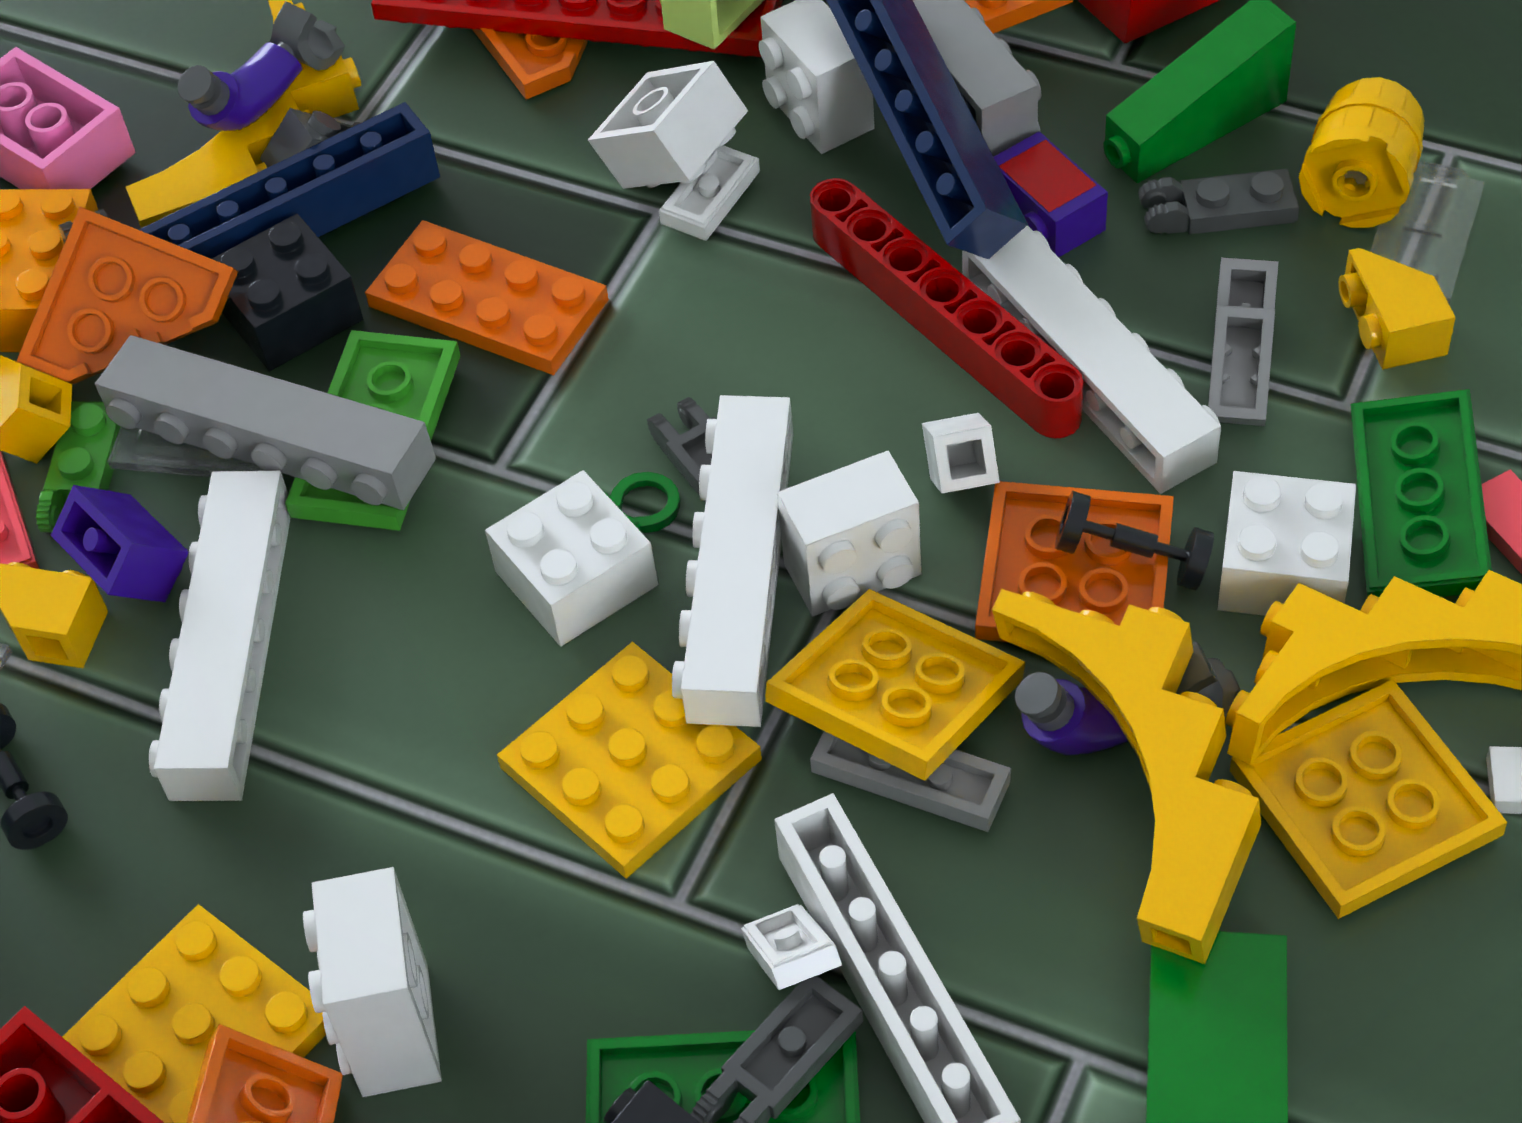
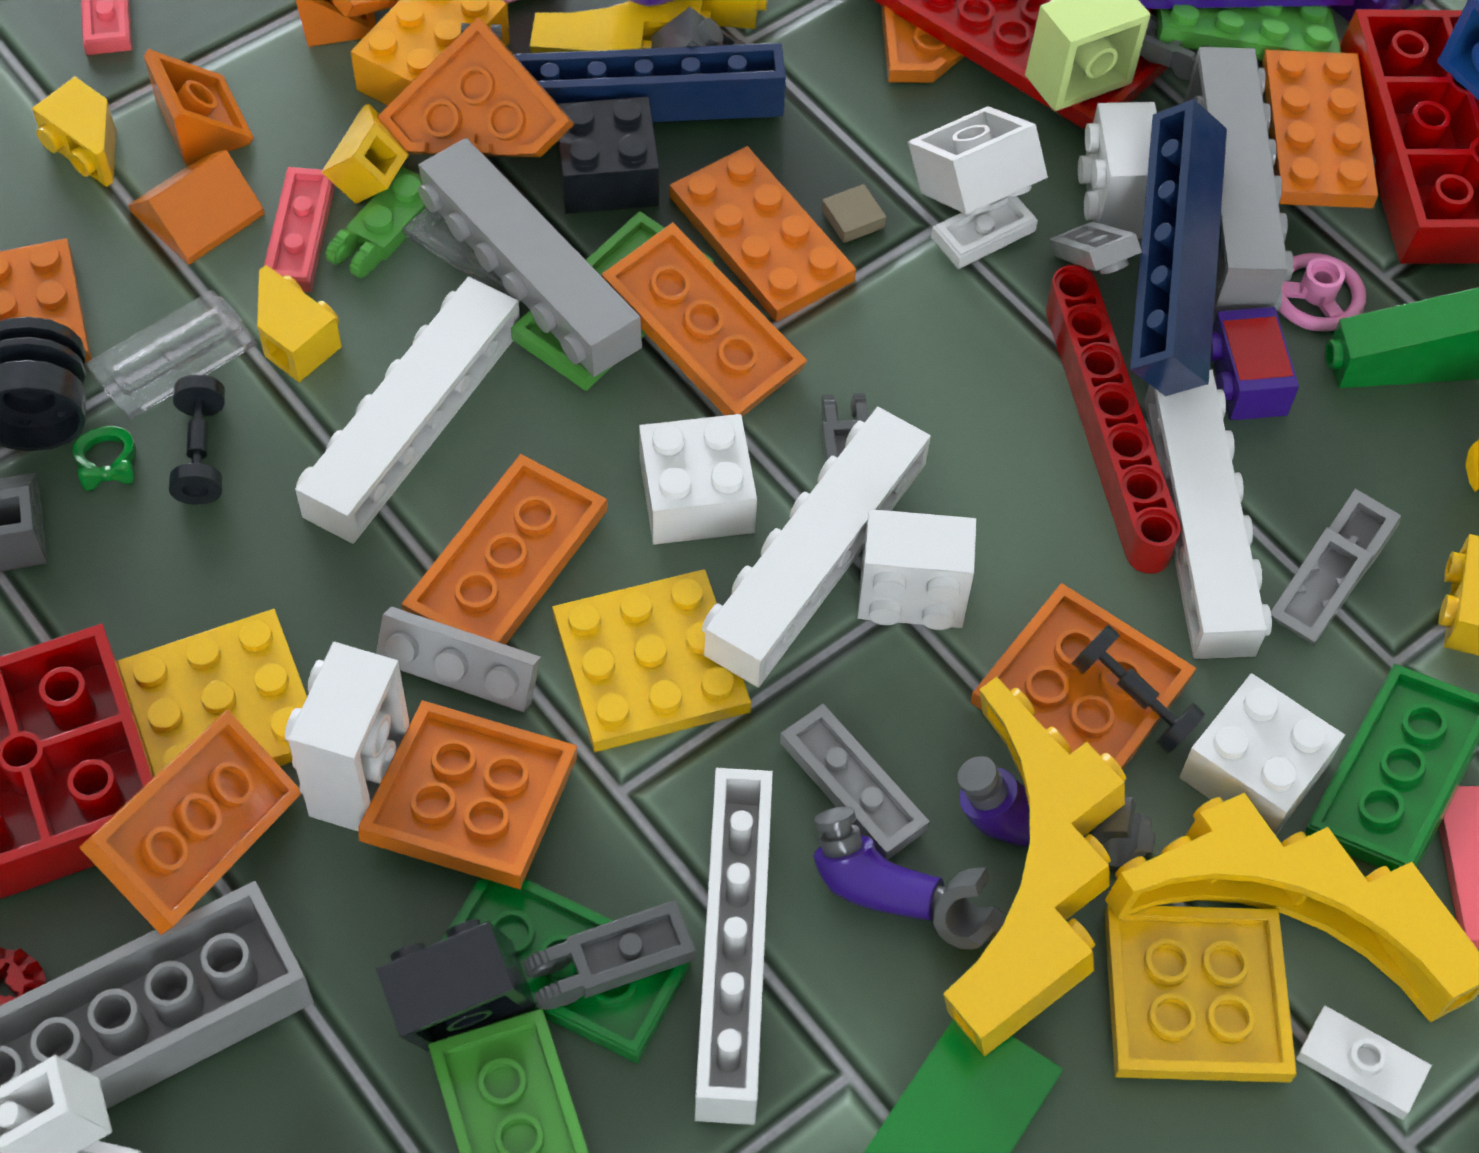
camera: 20 degrees right, 5 degrees up
(119, 544) = (370, 300): dark purple brick -> none
(417, 733) = (508, 552): none -> orange plate
(438, 850) = (459, 659): none -> light grey plate
(488, 403) = (704, 322): none -> orange plate
(526, 982) = (469, 794): none -> orange plate
(569, 236) = (853, 213): none -> dark tan tile
(652, 522) = (766, 477): green piece -> none
(790, 946) = (674, 872): white plate -> none
(837, 152) = (1096, 247): none -> light grey plate
(895, 683) = (880, 707): yellow plate -> none
(960, 453) = (1045, 546): white brick -> none
(980, 855) = (866, 878): none -> piece
(1065, 99) = (1320, 287): none -> bright pink piece
(1219, 202) = (1395, 438): dark grey hinge -> none

